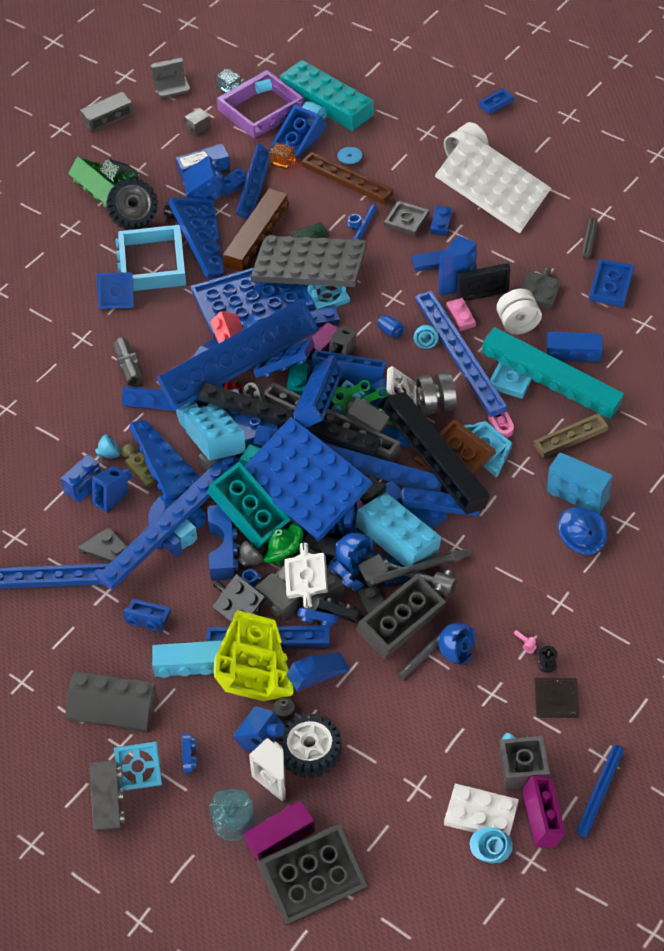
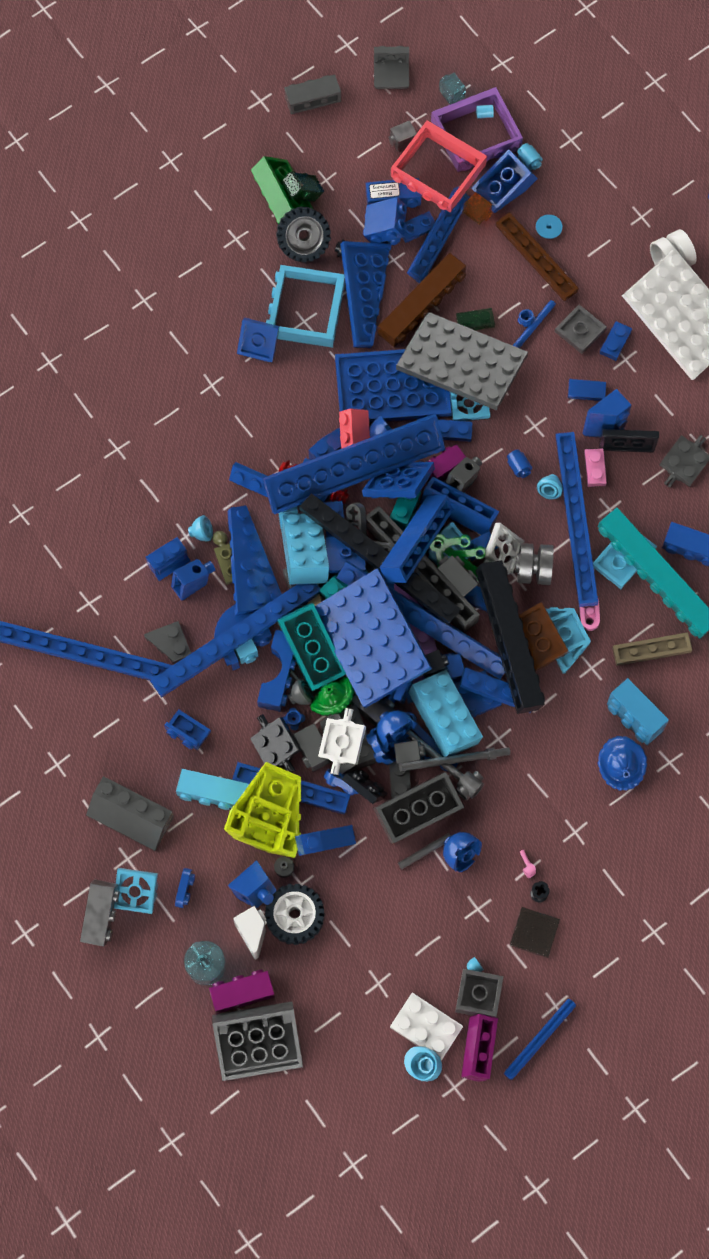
camera: 15 degrees right, 20 degrees up
(127, 362) = (247, 430): dark grey piece -> none
(239, 111) = (452, 144): none -> coral window
(341, 102) = (551, 138): teal brick -> none
(519, 311) = (651, 488): white wheel -> none

